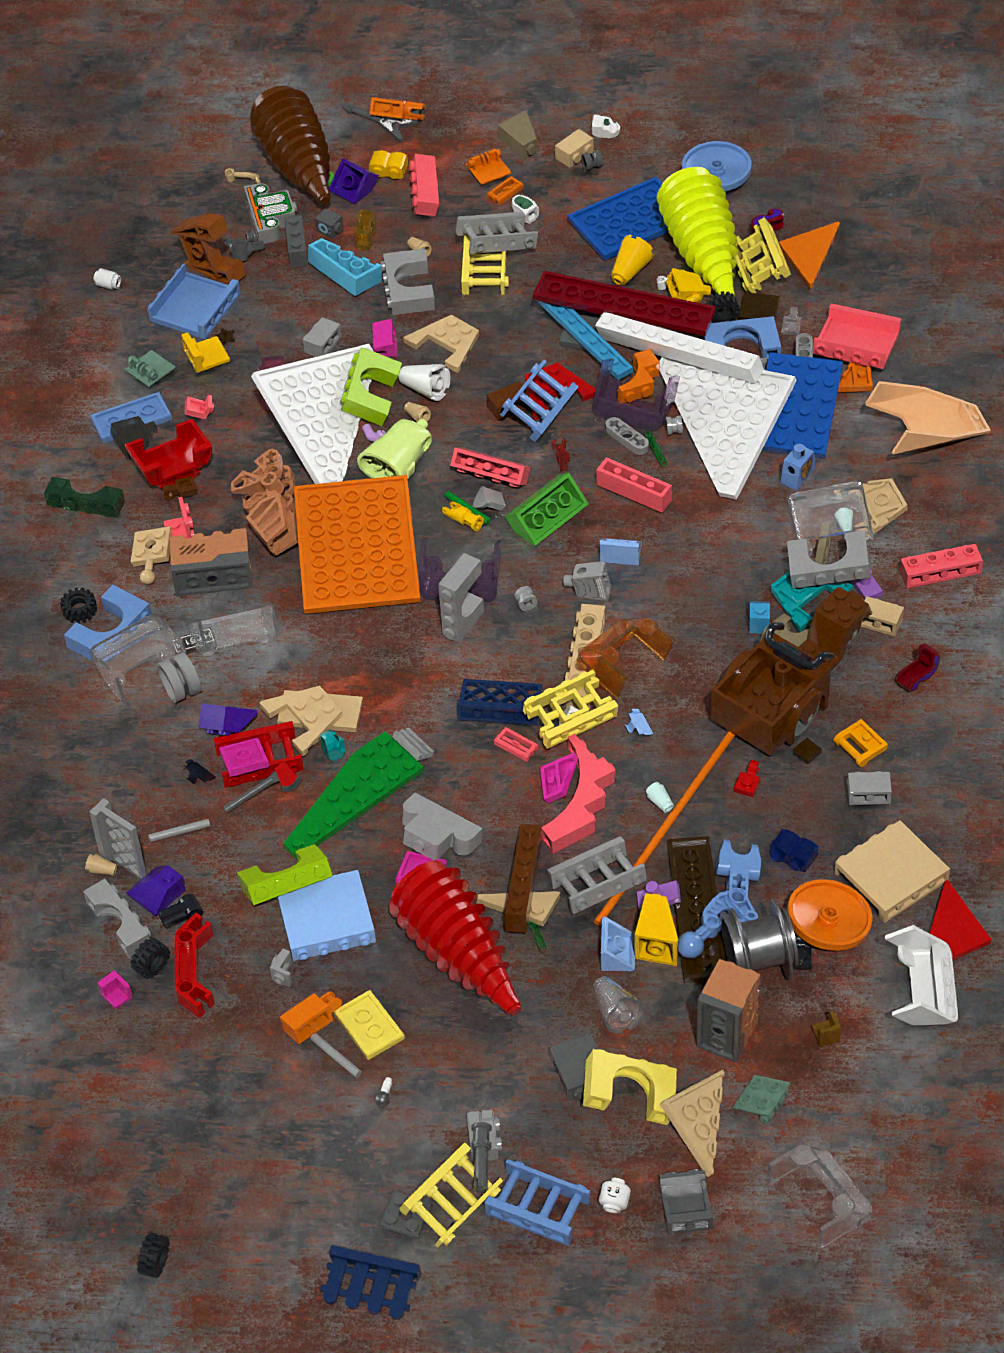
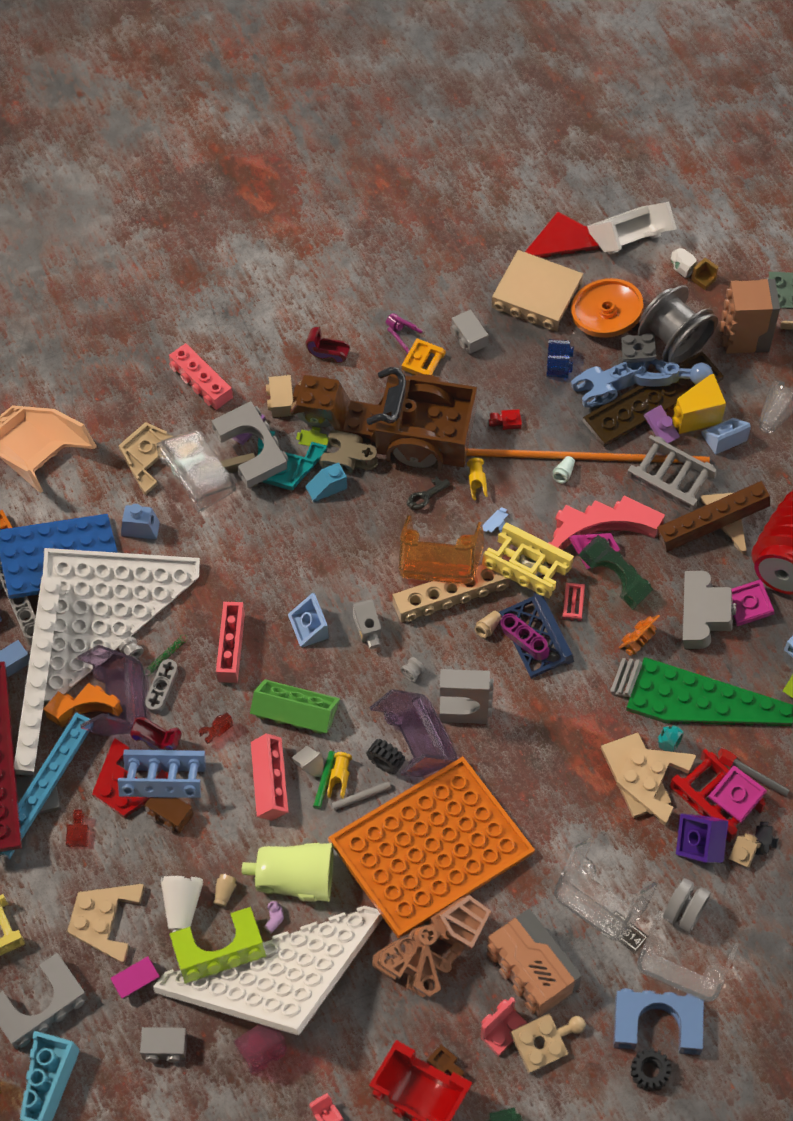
camera: 120 degrees left, 10 degrees up
(199, 750) = (744, 849): none -> tan bracket
(436, 525) = (361, 795): none -> light grey bar
(444, 769) = (644, 631): none -> orange hinge
(454, 543) = (385, 756): none -> black tyre
(499, 681) = (520, 629): none -> magenta beam
(530, 346) = (77, 832): none -> clear red plate
(533, 668) = (487, 625): none -> tan cone
(540, 768) = (601, 554): none -> clear green arch
(579, 409) = (154, 735): none -> dark red animal
(692, 726) = (477, 477): none -> yellow piece
(701, 683) = (440, 485): none -> pearl dark grey piece
(751, 893) = (644, 343): none -> dark grey piece
(854, 1019) = (683, 262): none -> white rock
(918, 738) = (397, 323): none -> magenta plant

